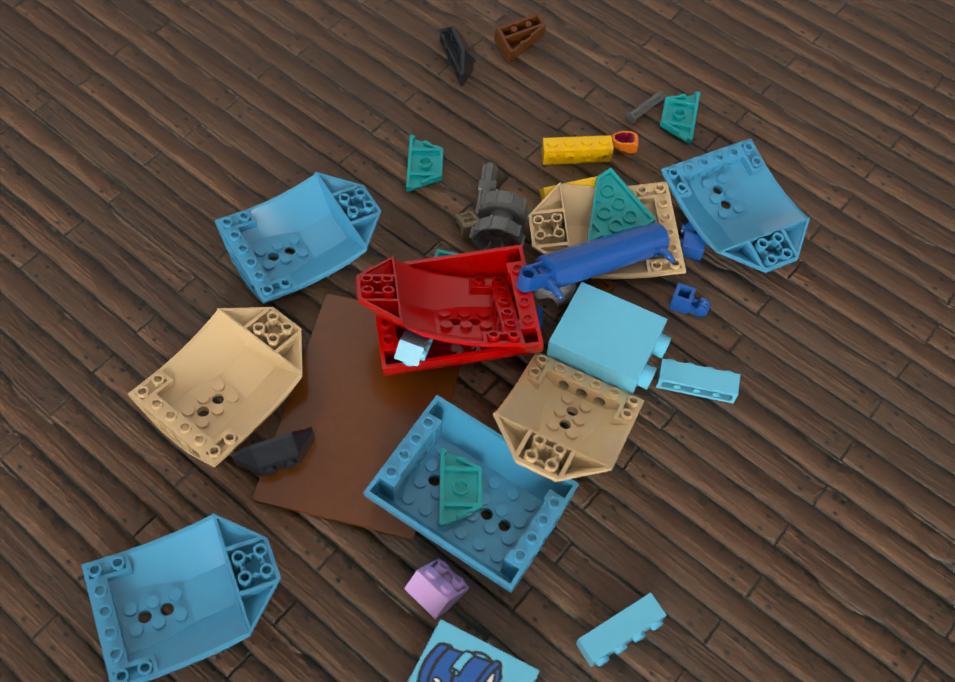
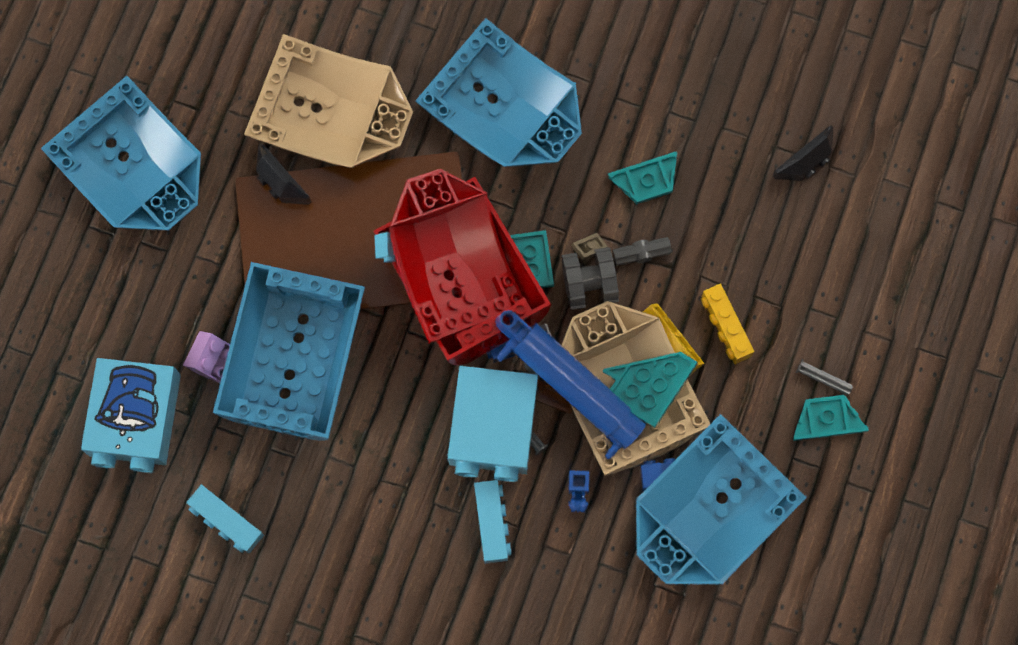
camera: 75 degrees right, 15 degrees up
(459, 488) = (298, 340): teal wing -> none
(519, 36) = (861, 211): reddish brown wedge -> none
(541, 402) = (350, 399): tan wedge -> none
(625, 141) = (760, 370): orange rock -> none

